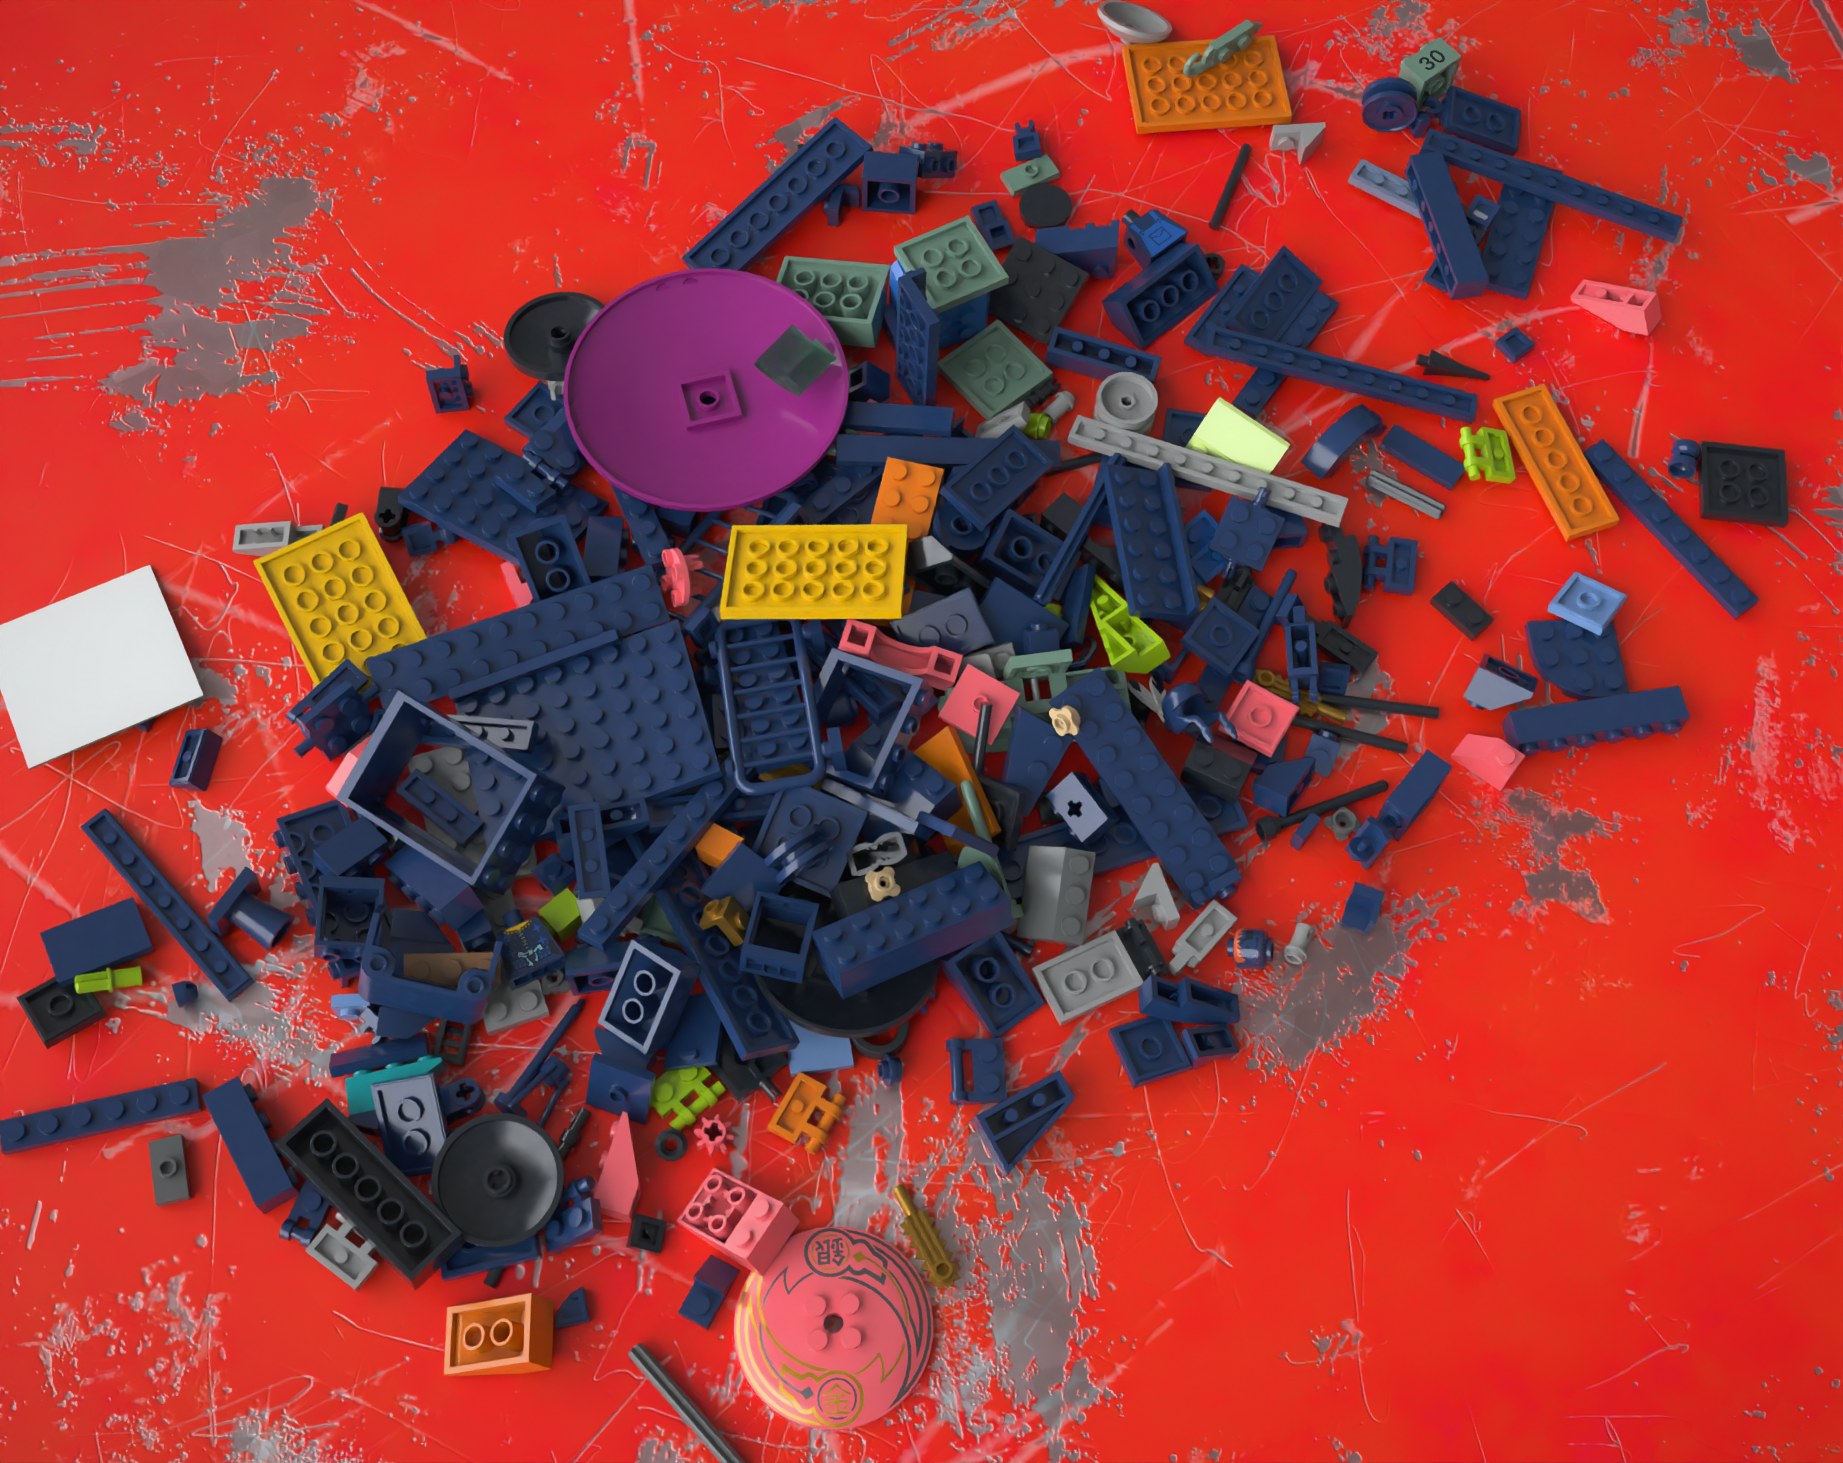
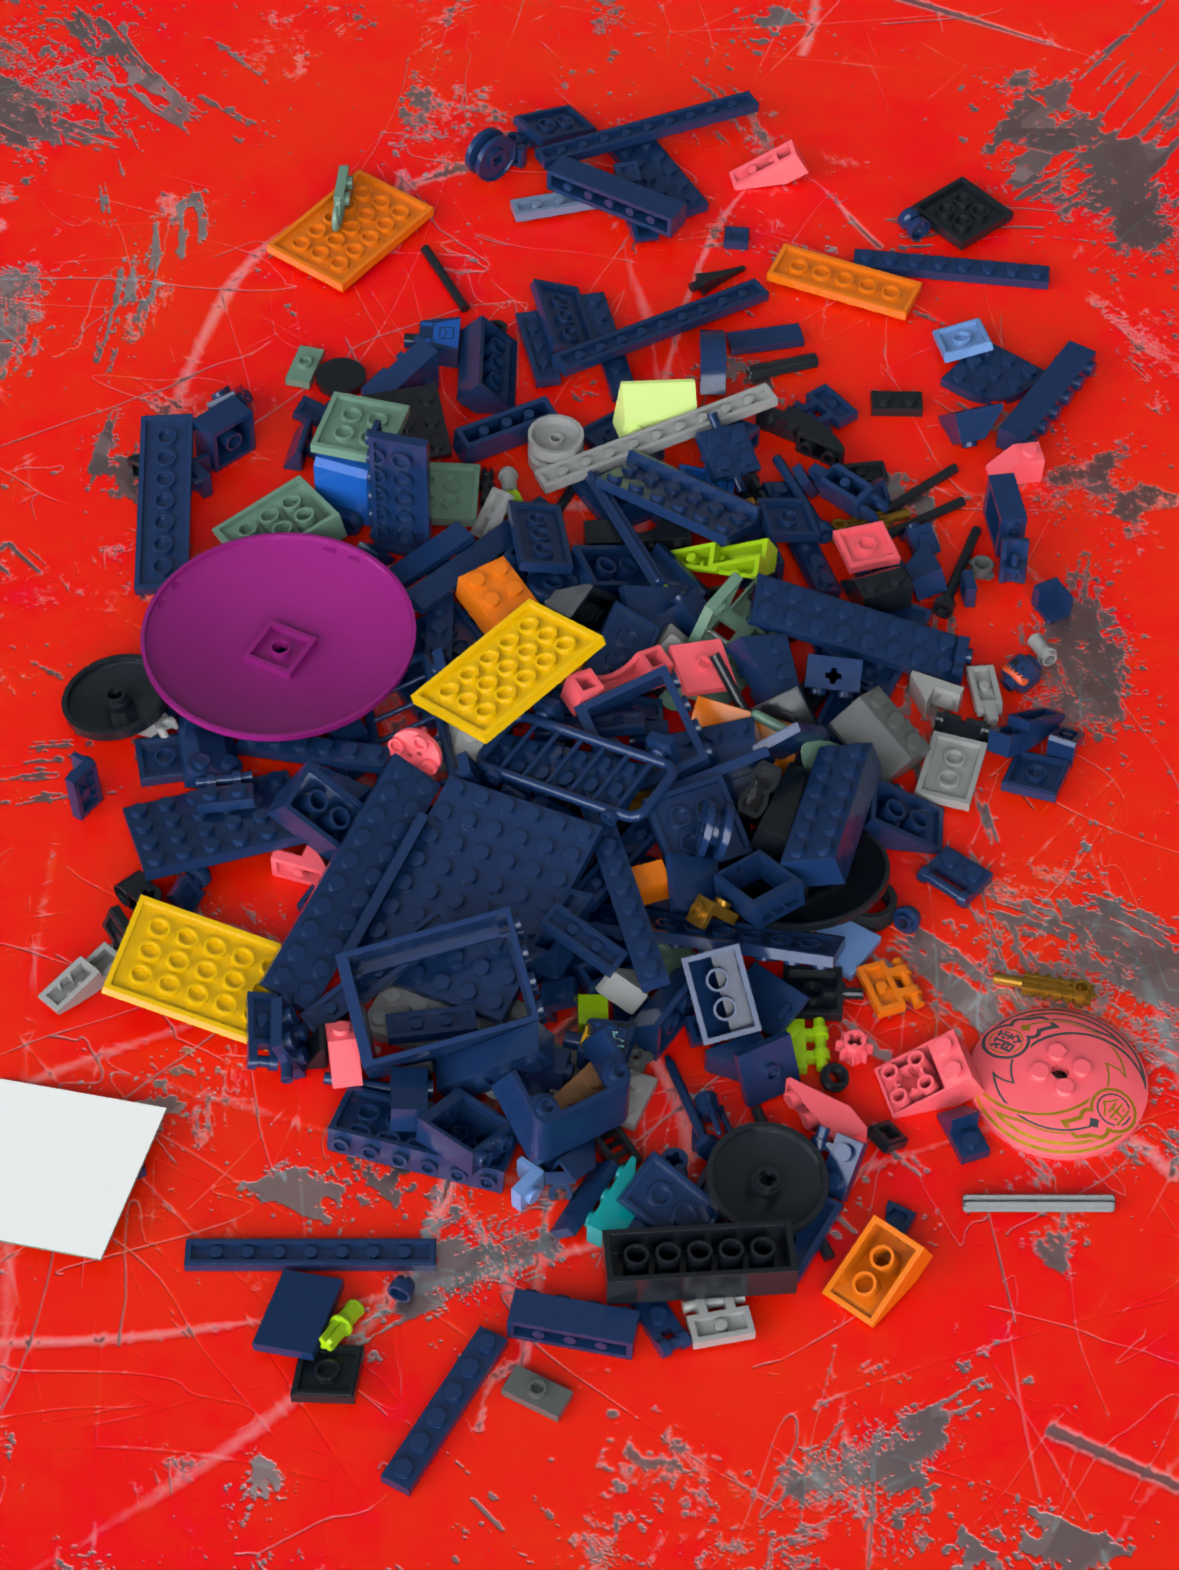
camera: 45 degrees left, 15 degrees down
(196, 760) = (207, 1158): dark blue slope -> none
(251, 914) = (381, 1197): dark blue plant -> none
(795, 361) = (323, 570): slope -> none
(876, 890) = (783, 804): tan plate -> none
(1019, 1121) = (1019, 873): dark blue wedge -> none
(1026, 142) = (278, 349): dark blue plate -> none
(1065, 720) = (773, 613): tan plate -> none
(1133, 22) = (258, 226): light grey dish -> none
(1181, 707) = (825, 576): dark blue hair -> none
(1302, 137) = (453, 217): light grey slope -> none
(1431, 70) = (490, 110): sand green brick -> none
(1494, 453) = (802, 306): lime plate -> none

